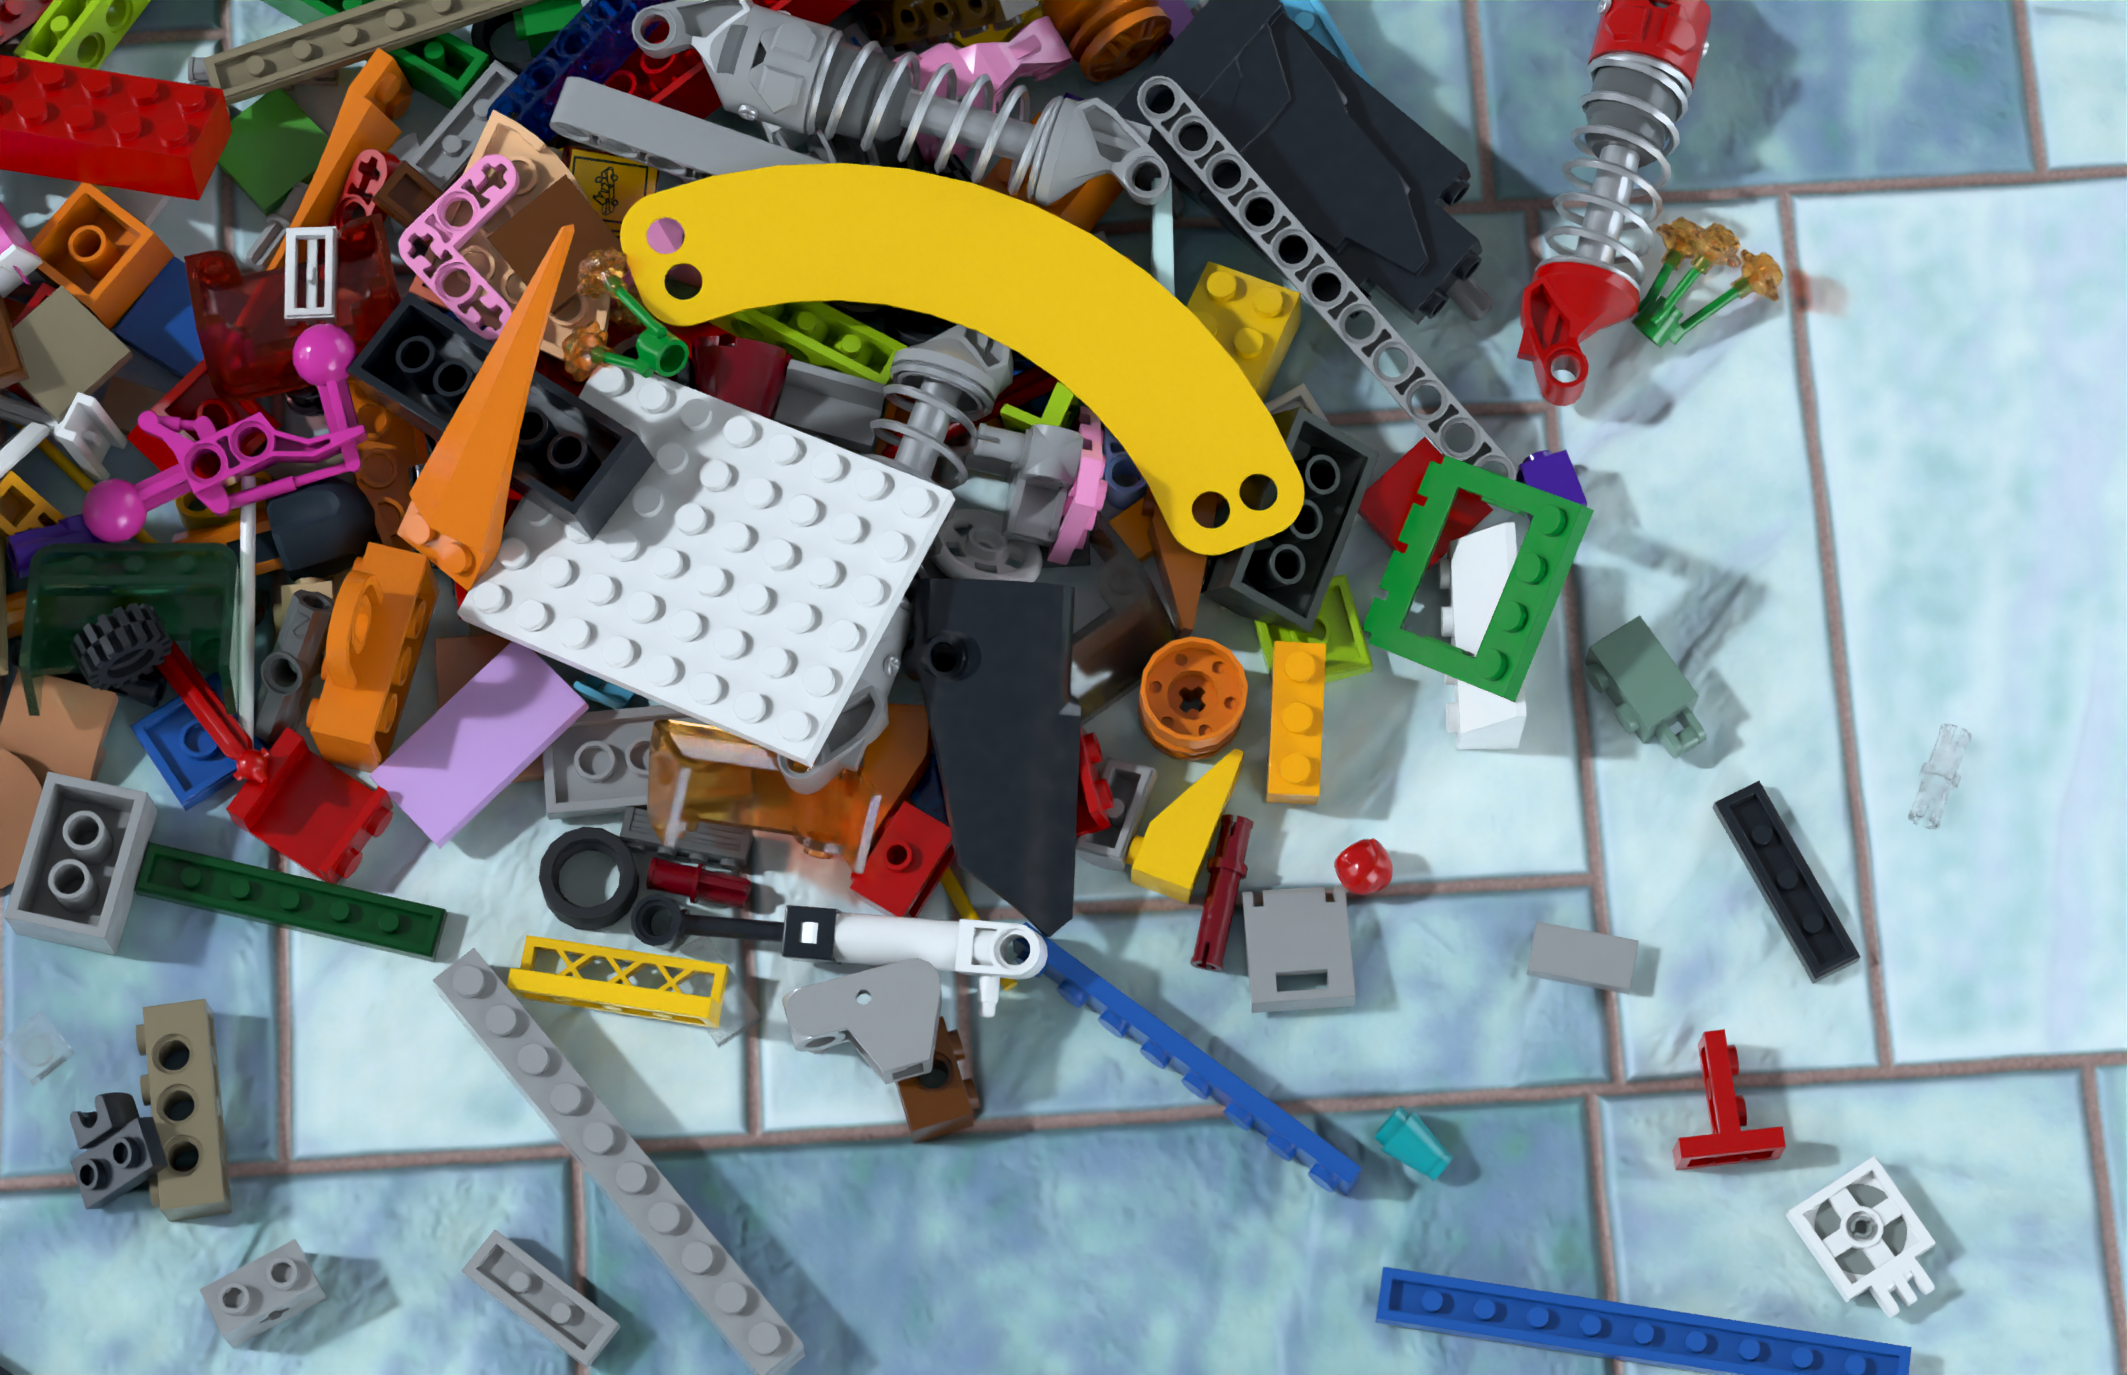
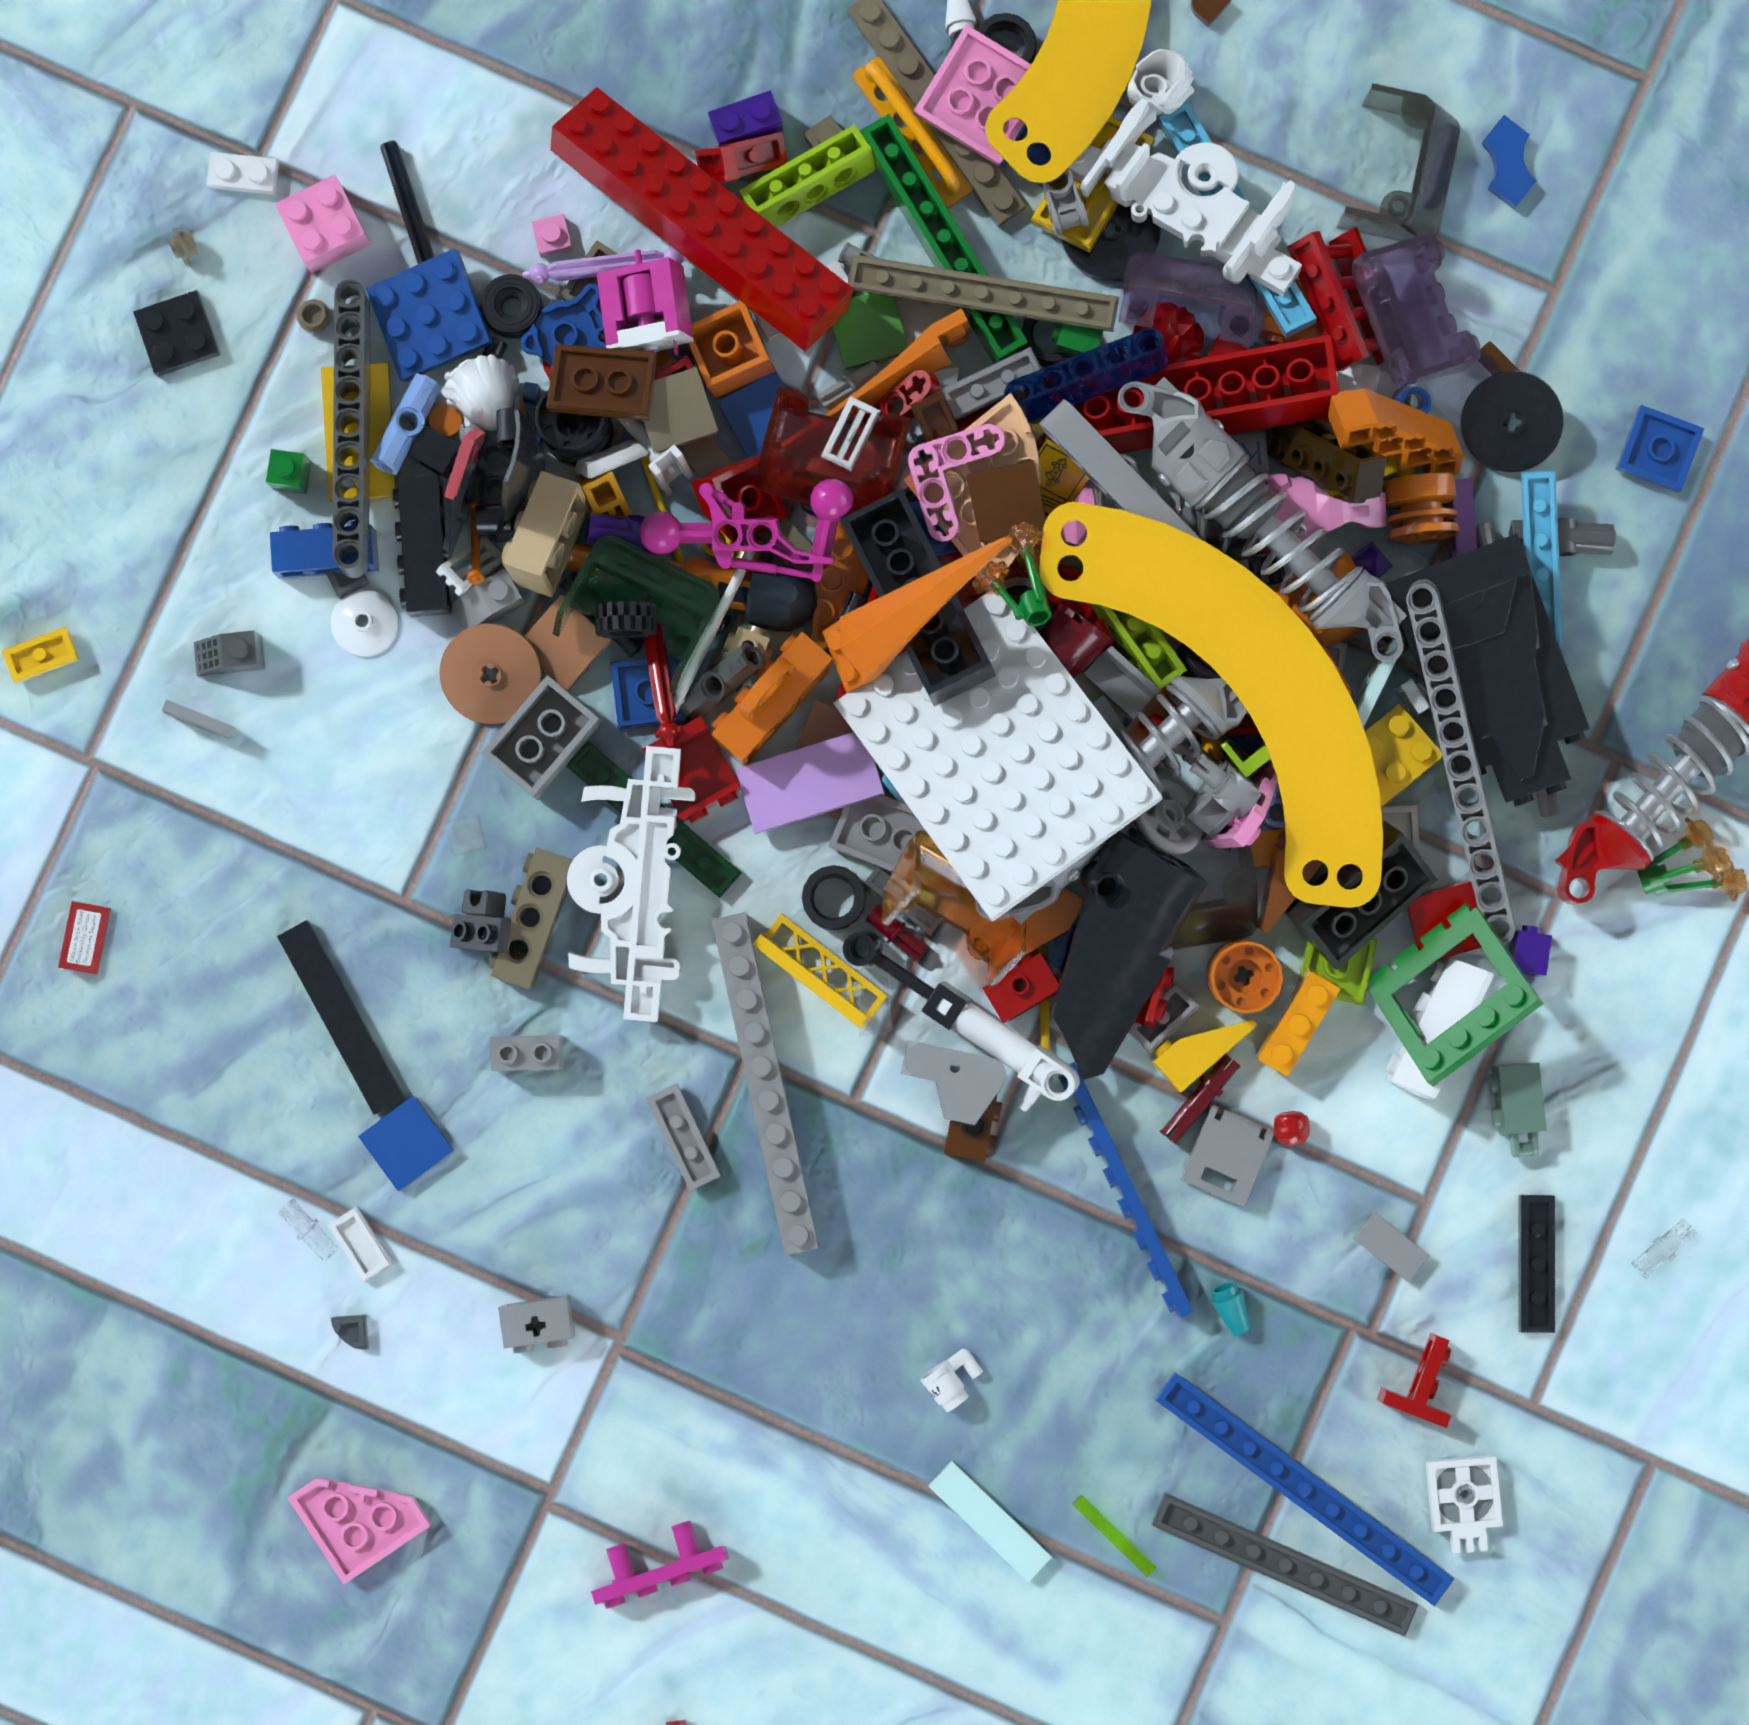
camera: 25 degrees right, 15 degrees up
(322, 1029) = (641, 851): none -> white piece
(1224, 249) = (1414, 697): none -> white plate

